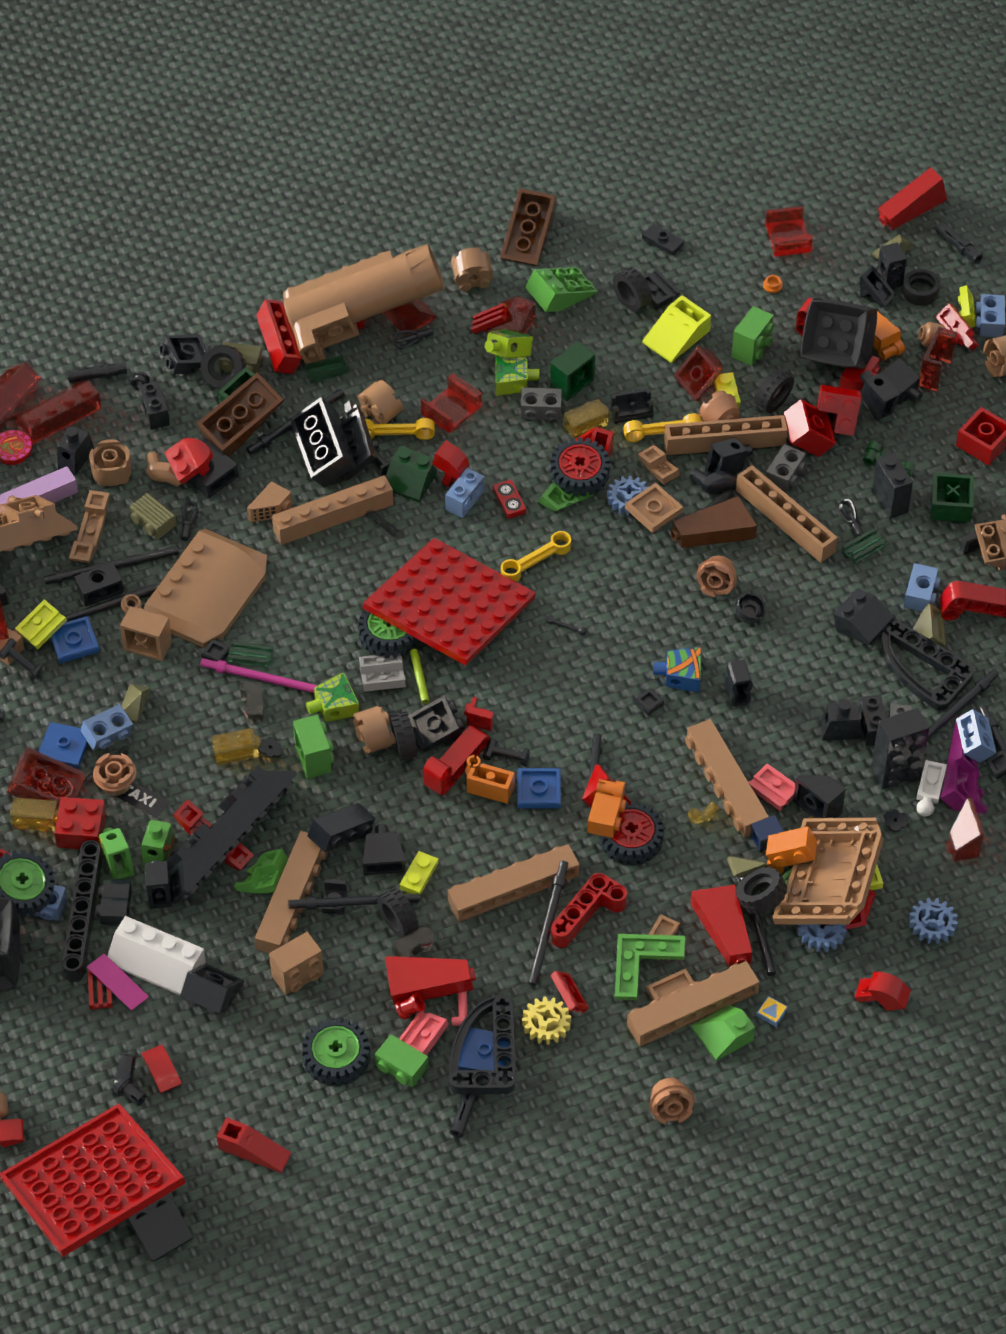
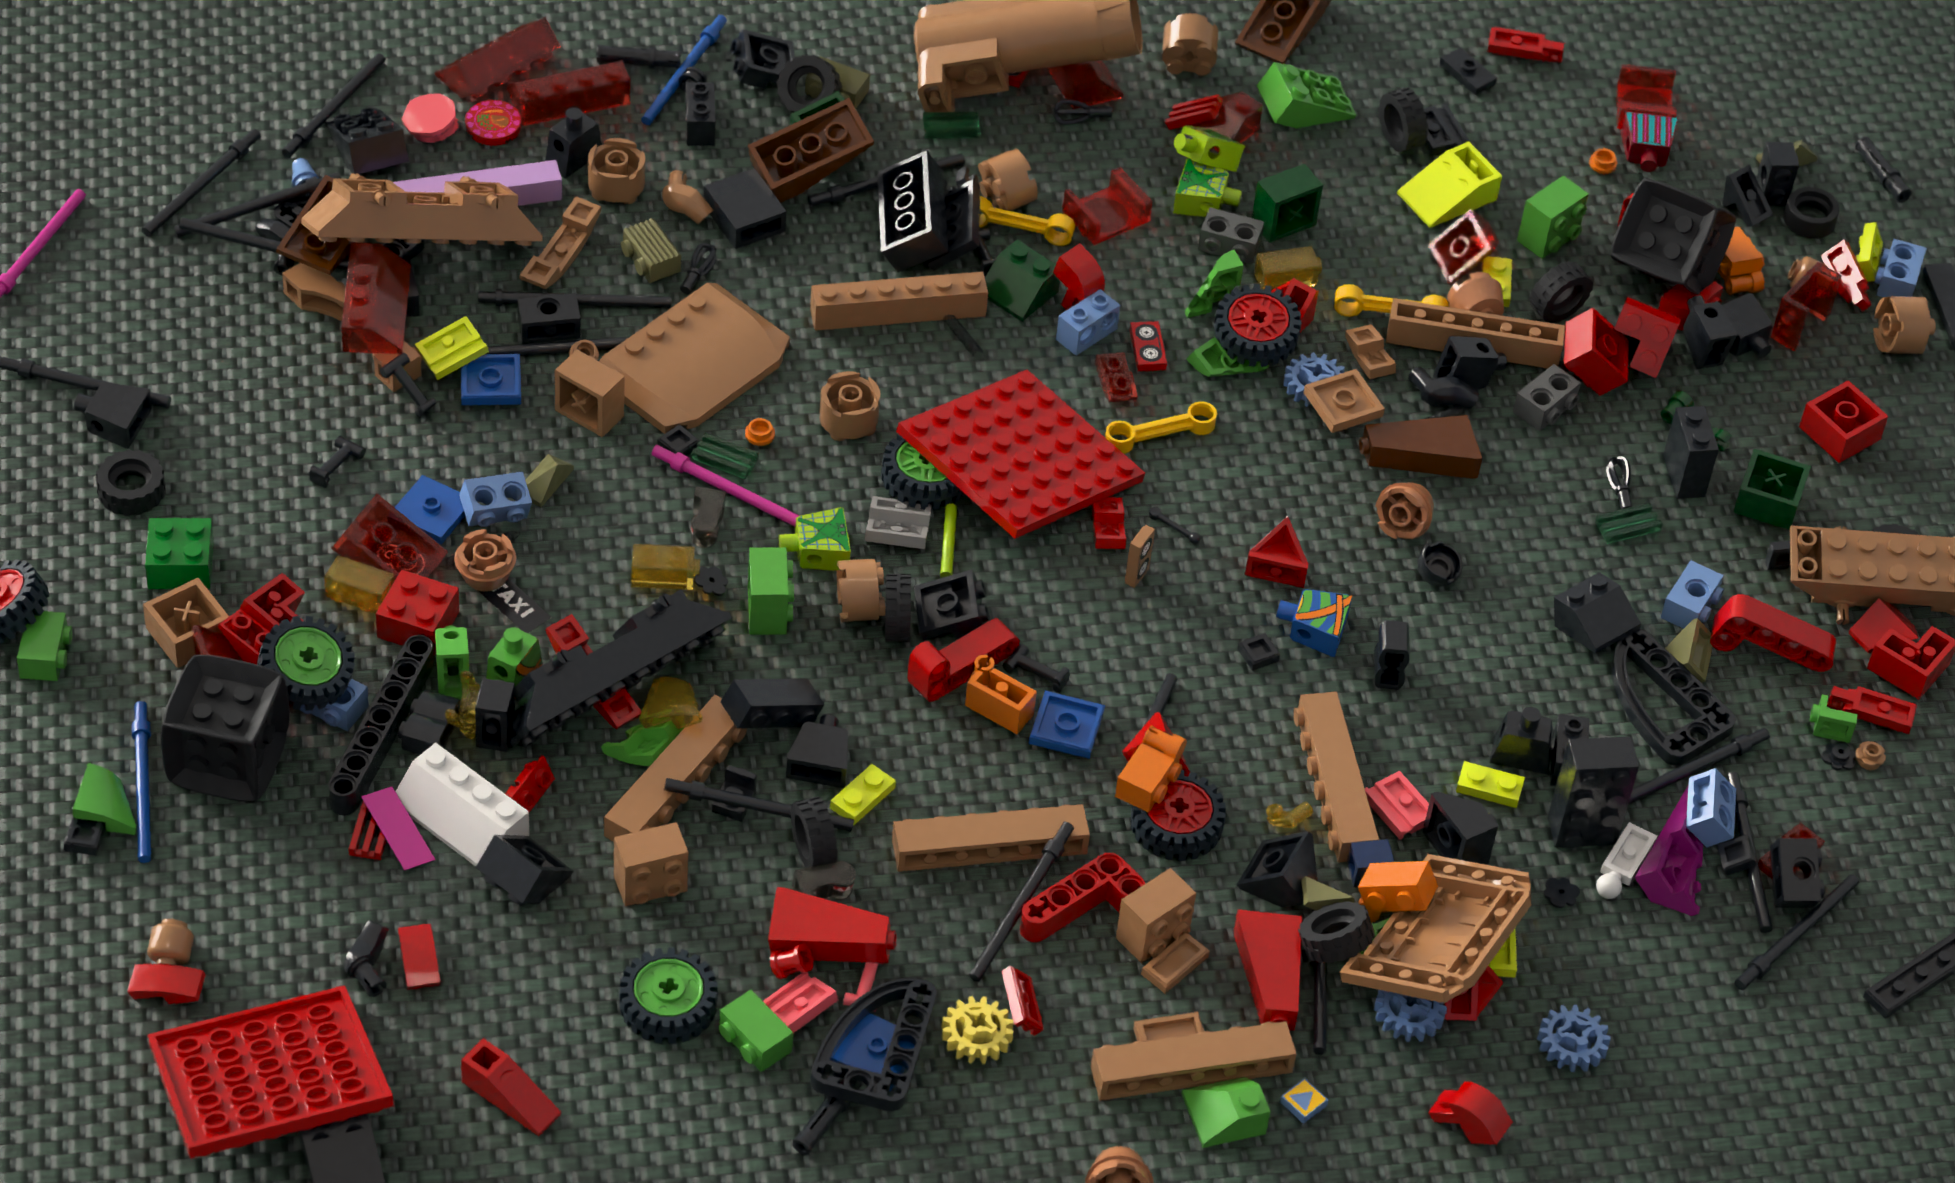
camera: 10 degrees right, 5 degrees down
(138, 882) = (466, 716): none -> clear yellow helmet
(140, 345) = (707, 38): none -> blue bar
(189, 458) = (723, 187): red slope -> none
(197, 924) = (531, 783): none -> red hinge
(268, 630) = (760, 432): none -> orange plate
(269, 502) = (815, 268): medium nougat slope -> none
(272, 844) = (670, 701): none -> clear yellow slope
(278, 337) = (897, 69): red brick -> none
(324, 596) = (849, 406): none -> medium nougat brick
(479, 717) = (1012, 611): red bracket -> none
(495, 528) = (1115, 377): none -> clear red slope
(522, 635) = (1109, 523): none -> red slope
(545, 442) = (1221, 280): none -> bright green slope
(551, 655) = (1139, 556): none -> medium nougat tile
(632, 405) = (1356, 266): black hinge -> none
(639, 946) = (1134, 964): bright green plate -> none
(640, 908) = (1155, 915): none -> medium nougat brick
(643, 631) = (1279, 557): none -> red slope
(695, 210) = (1524, 45): none -> red hinge
(709, 853) = (1279, 867): none -> black slope
(786, 514) = (1529, 454): medium nougat brick -> none
(798, 260) = (1648, 139): none -> dark red torso
(827, 756) = (1490, 784): none -> neon yellow plate
(913, 200) = (1835, 99): red slope -> none
(966, 834) = (1655, 933): clear red slope -> none

